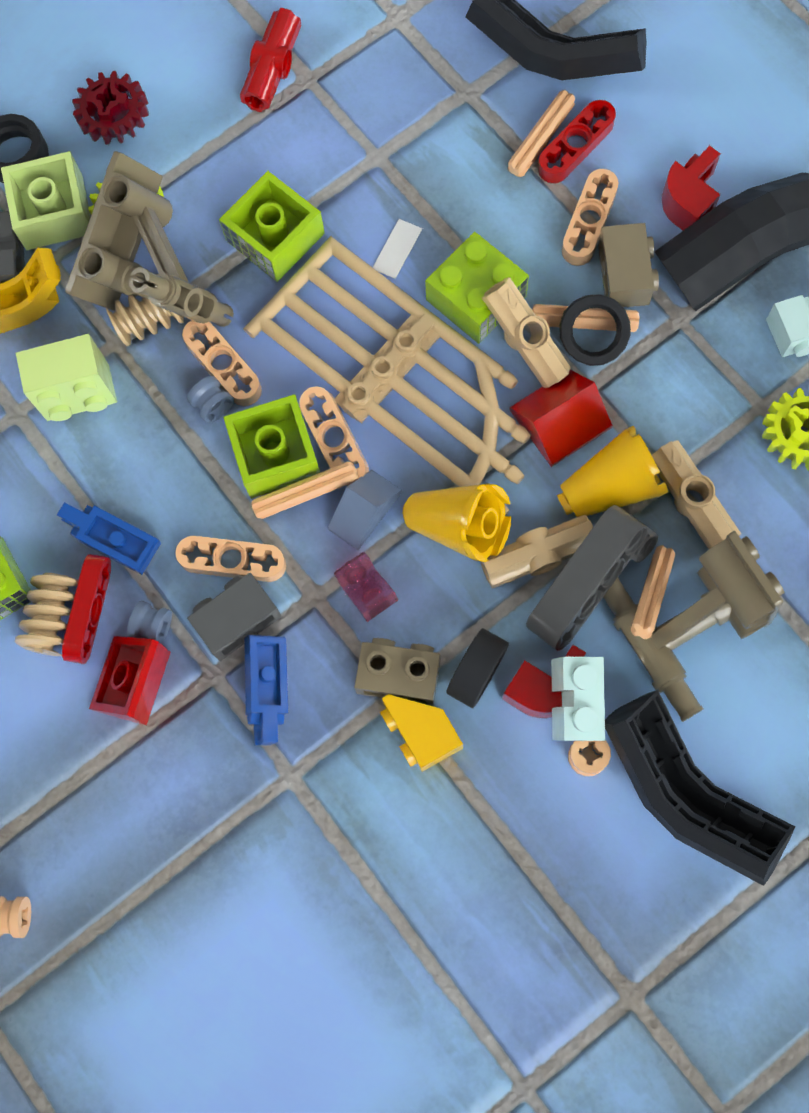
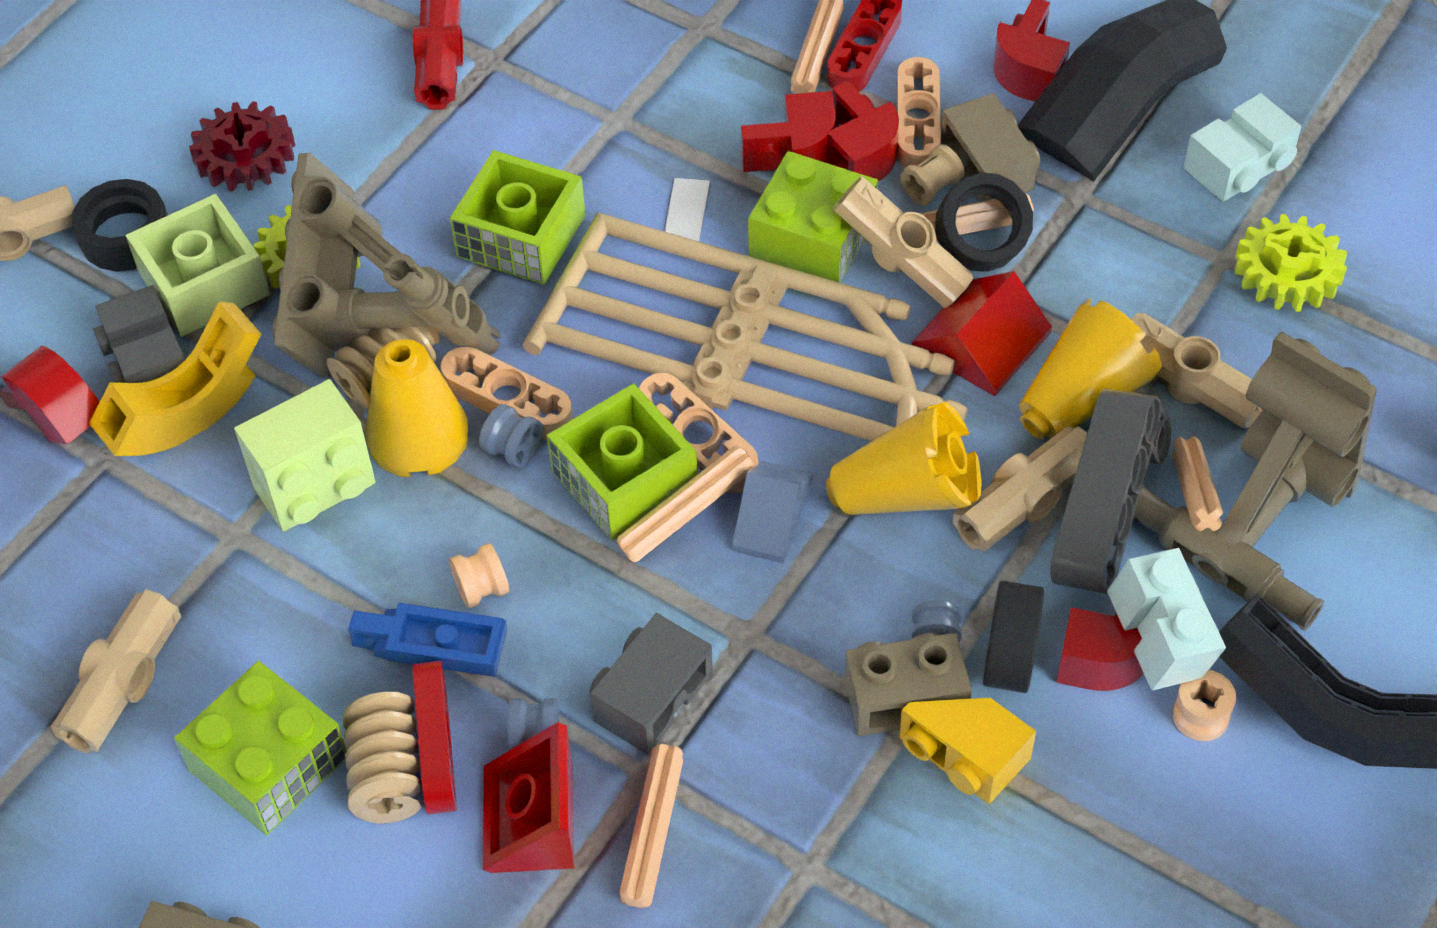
camera: 25 degrees left, 20 degrees down
(150, 365) = (413, 413): none -> yellow cone
(153, 500) = (479, 575): none -> light nougat wheel
(201, 715) = (651, 826): none -> light nougat axle
(205, 544) = (601, 638): light nougat beam -> none
(266, 686) = (731, 757): blue hinge -> none
(365, 586) = (814, 595): clear pink bracket -> none
(435, 635) = (936, 617): none -> sand blue bush
(496, 220) = (804, 132): none -> red brick
(542, 234) = (863, 134): none -> red brick
(577, 275) = (932, 175): none -> tan bush

